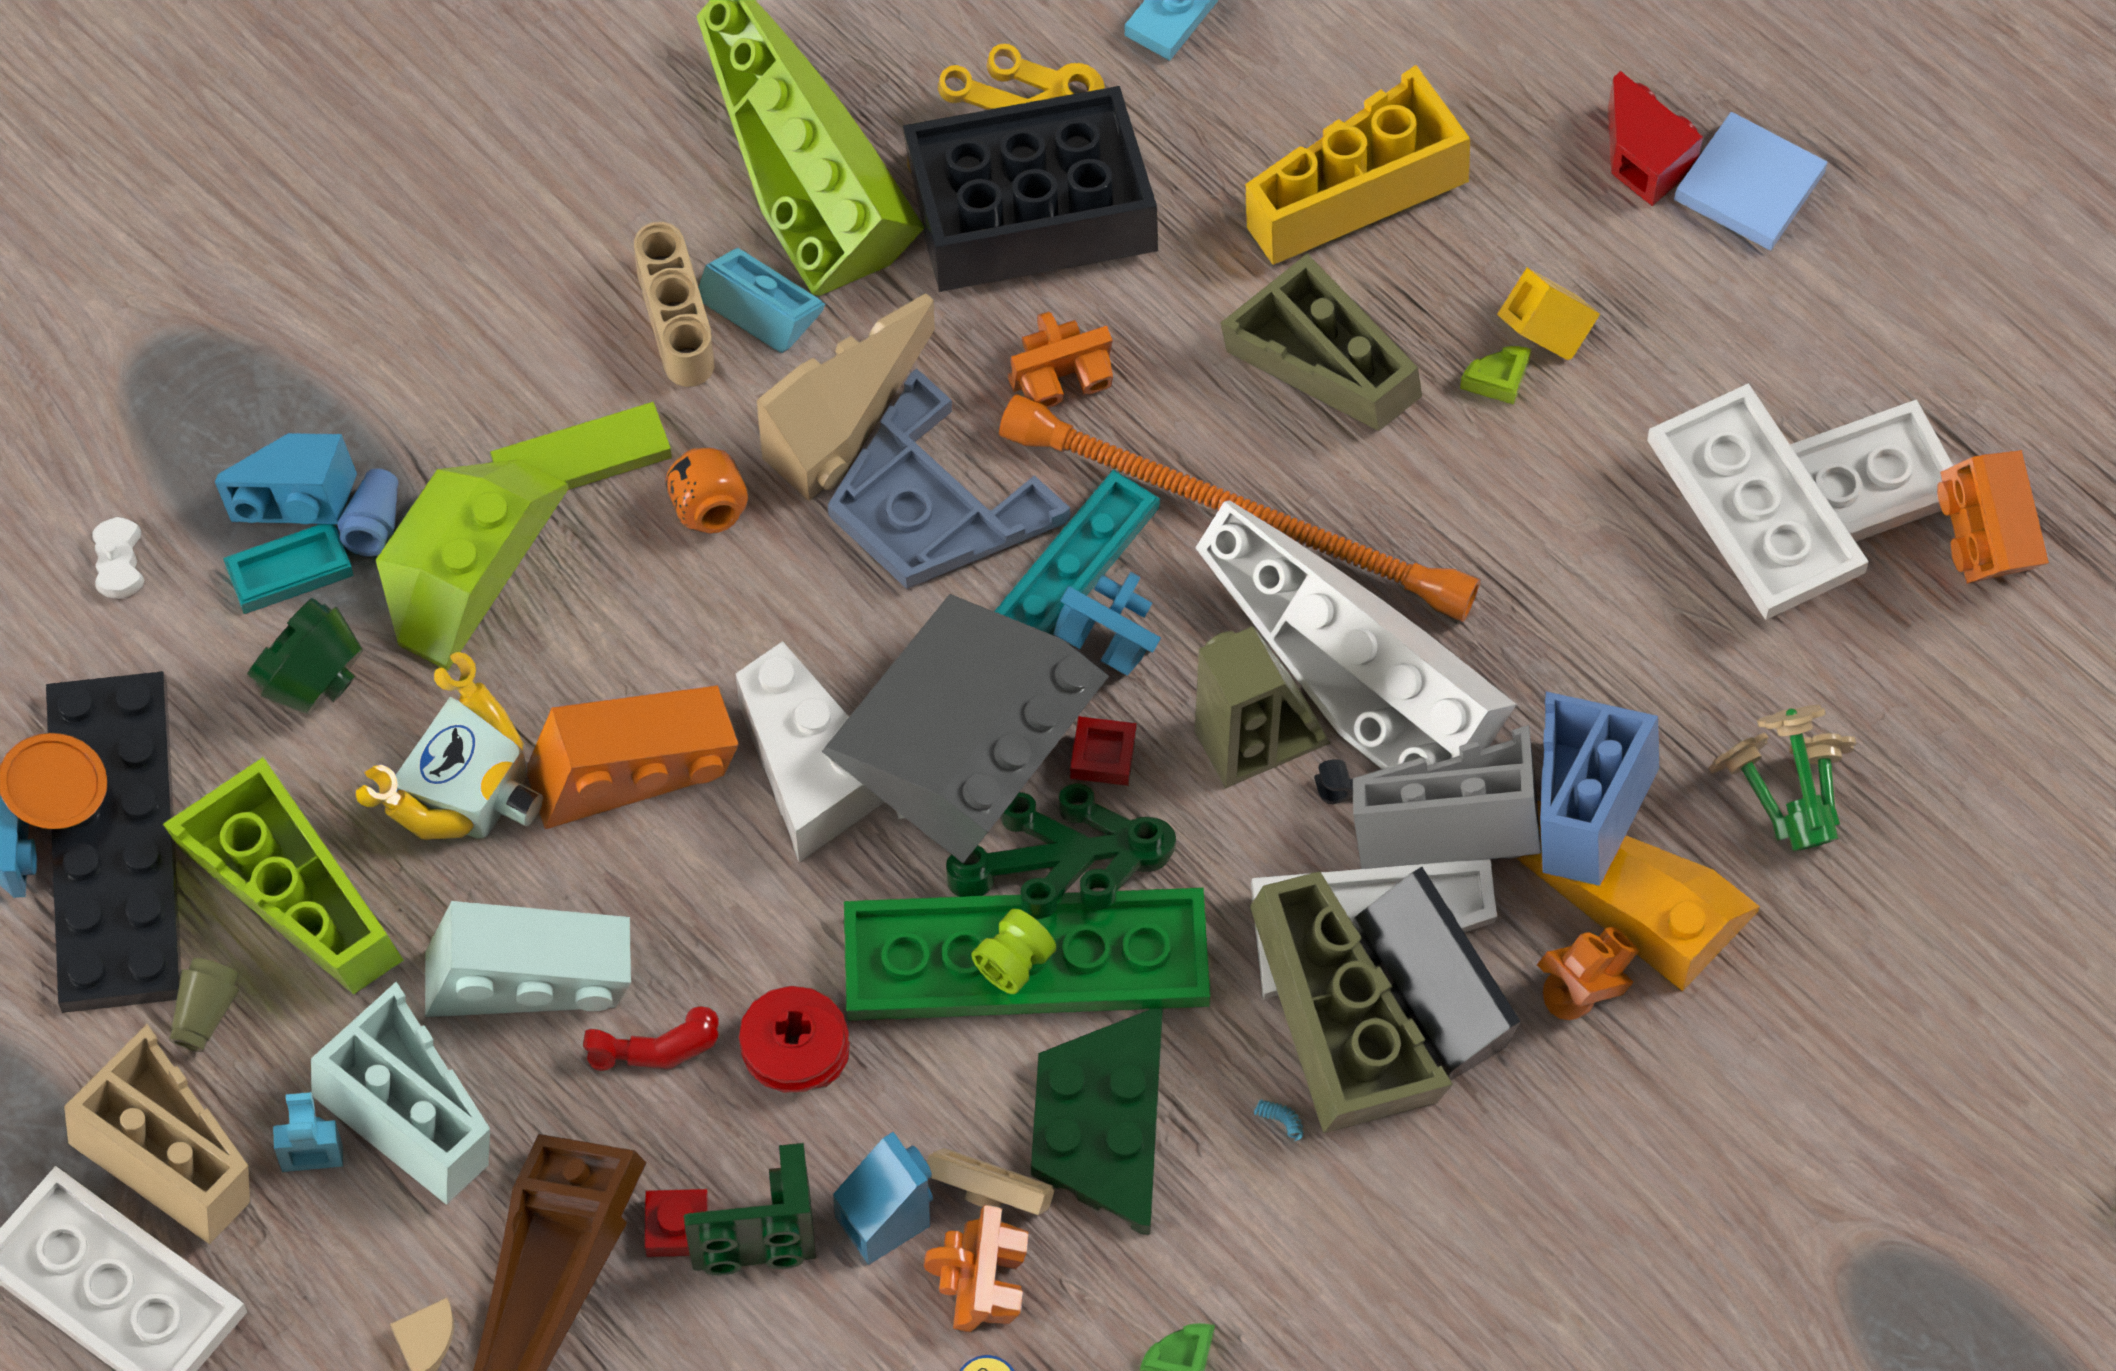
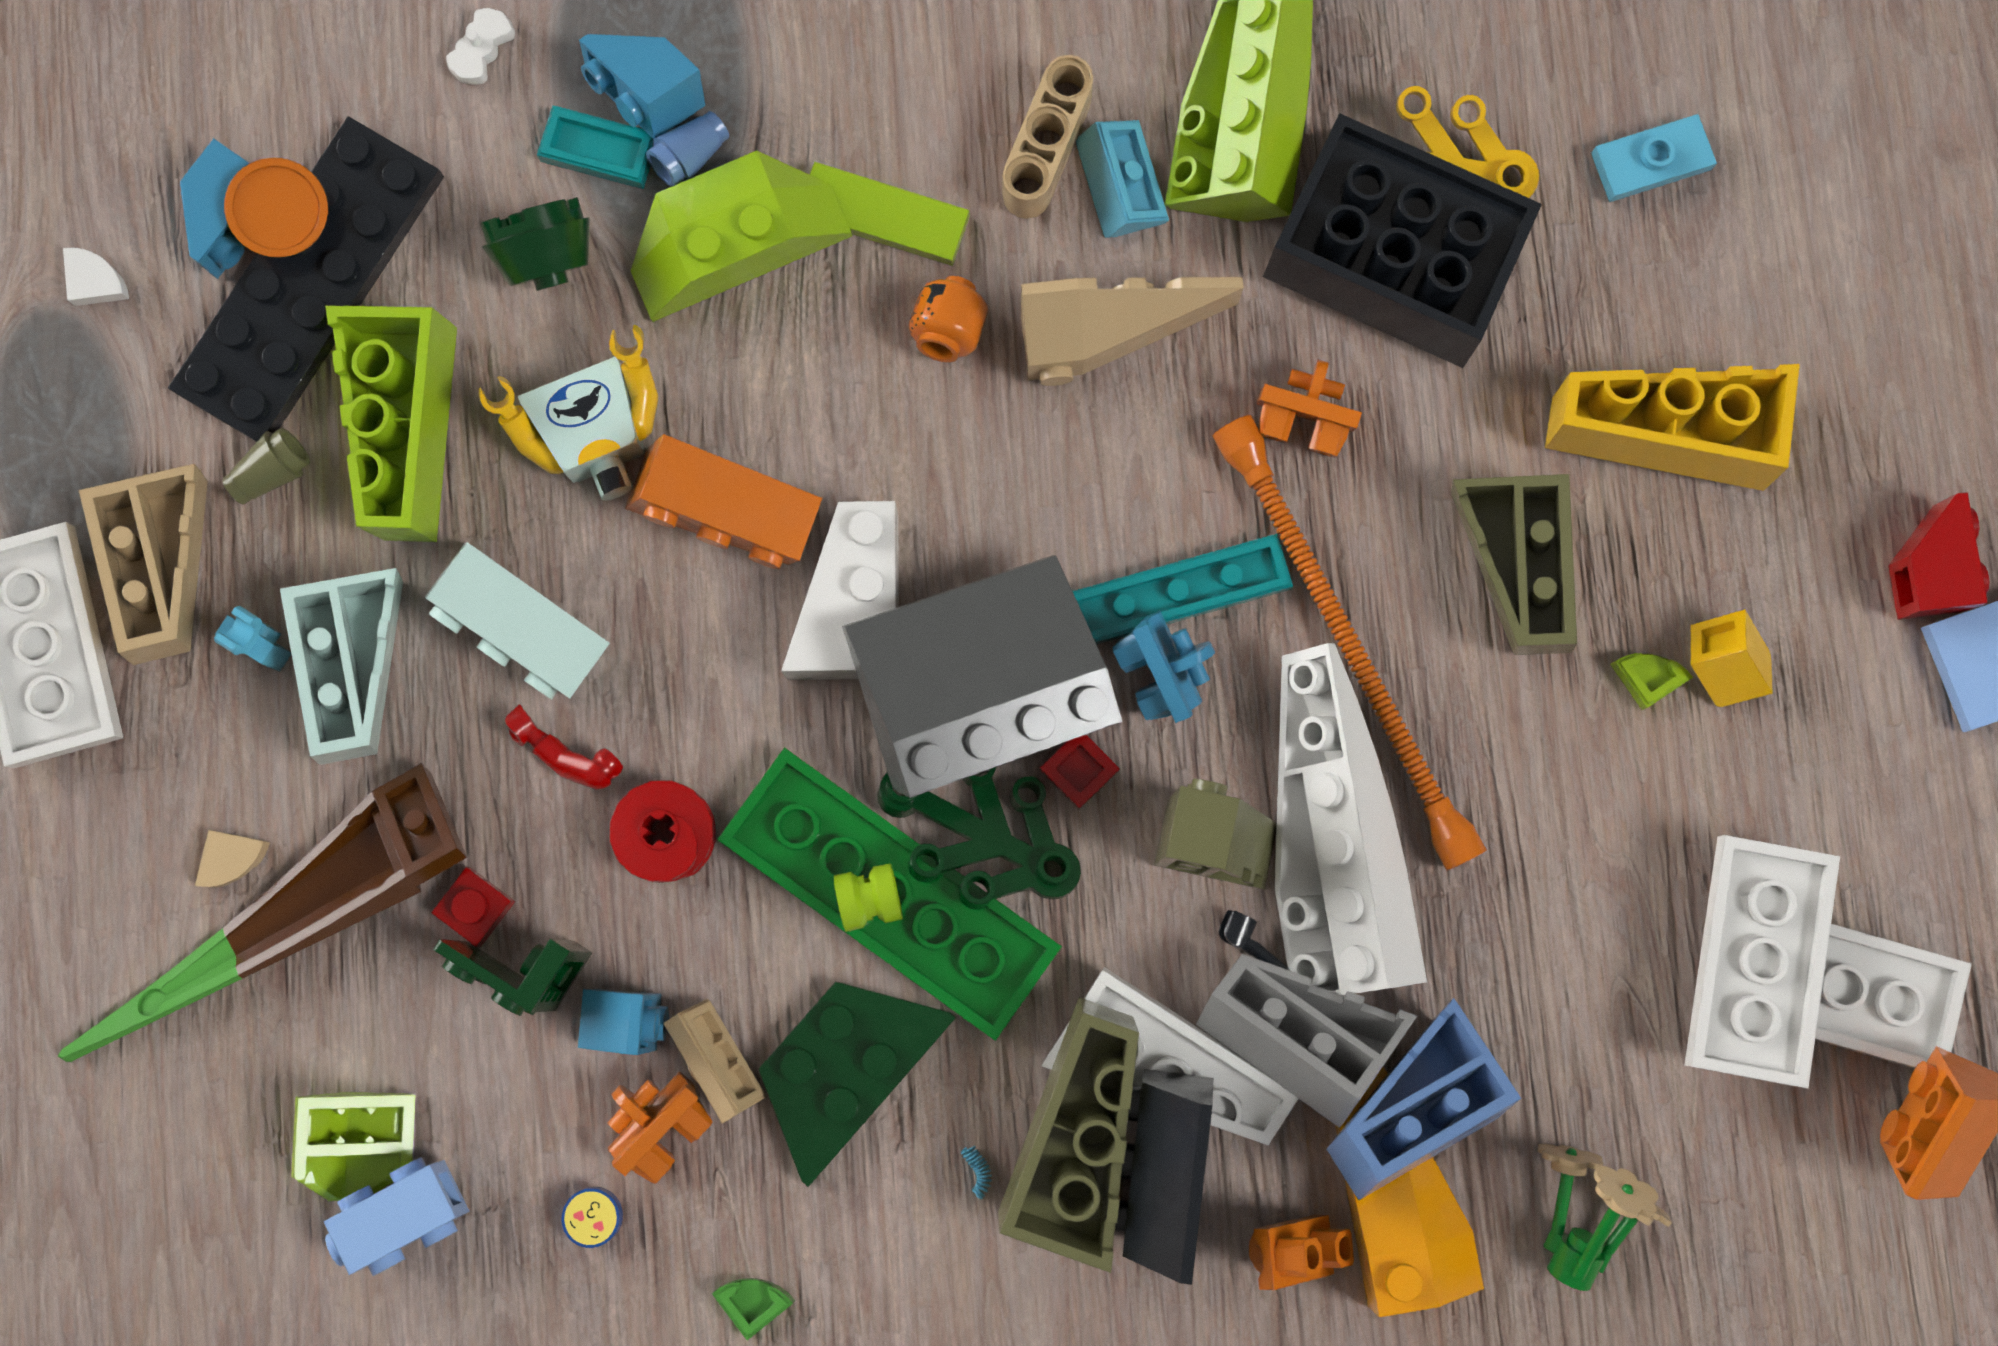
camera: 40 degrees right, 20 degrees up
(915, 512) = (1095, 456): sand blue wing -> none

